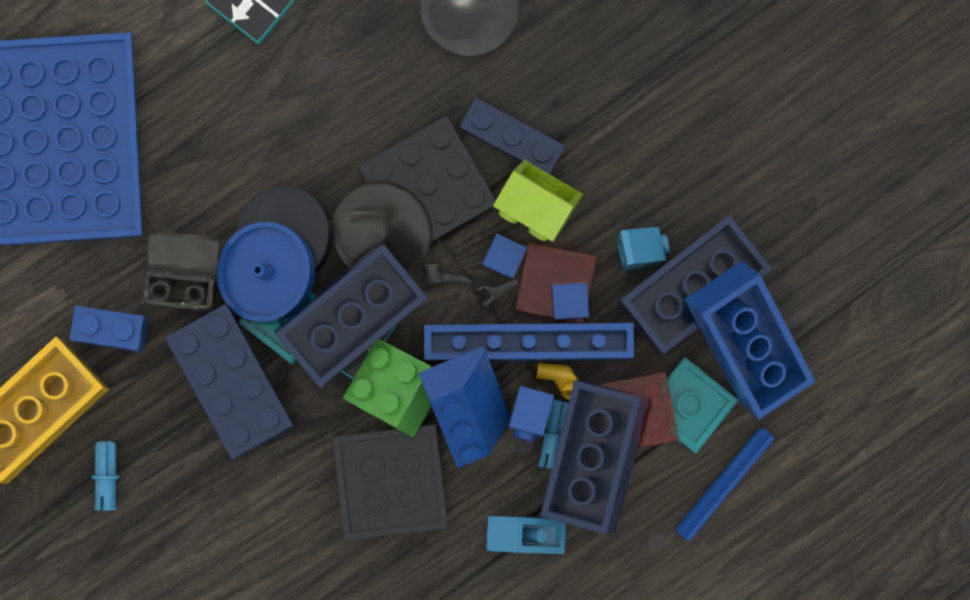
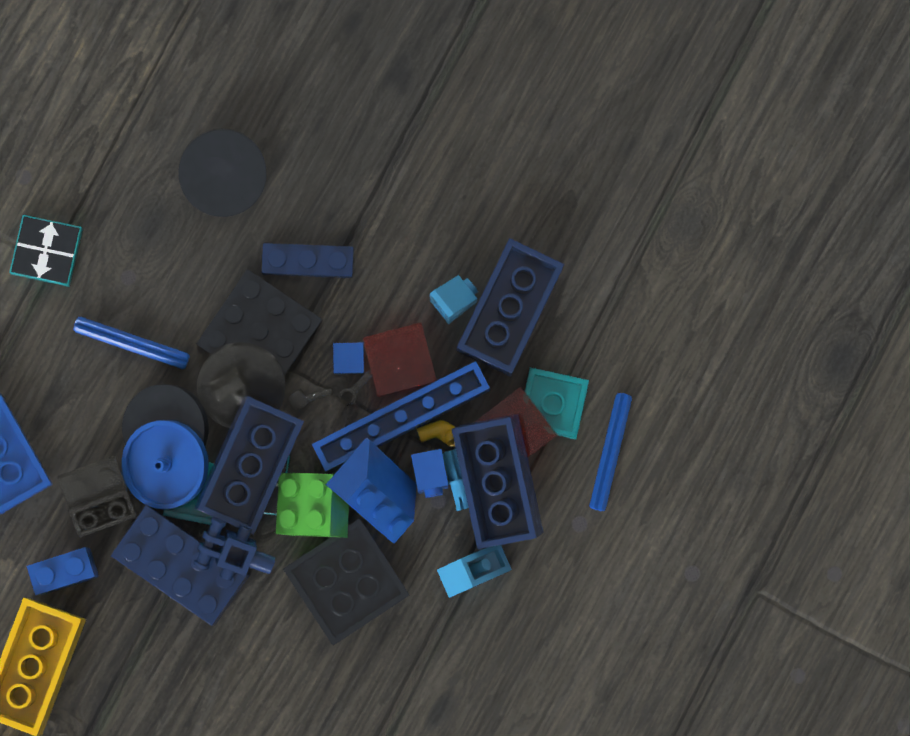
camera: 25 degrees left, 0 degrees up
(105, 476) = (117, 689): dark azure axle -> none
(290, 398) = (235, 552): none -> dark blue piece
(293, 133) = (131, 342): none -> blue axle
(537, 201) = (352, 302): lime brick -> none
(570, 301) = (418, 368): blue tile -> none
(750, 339) = (574, 329): blue brick -> none

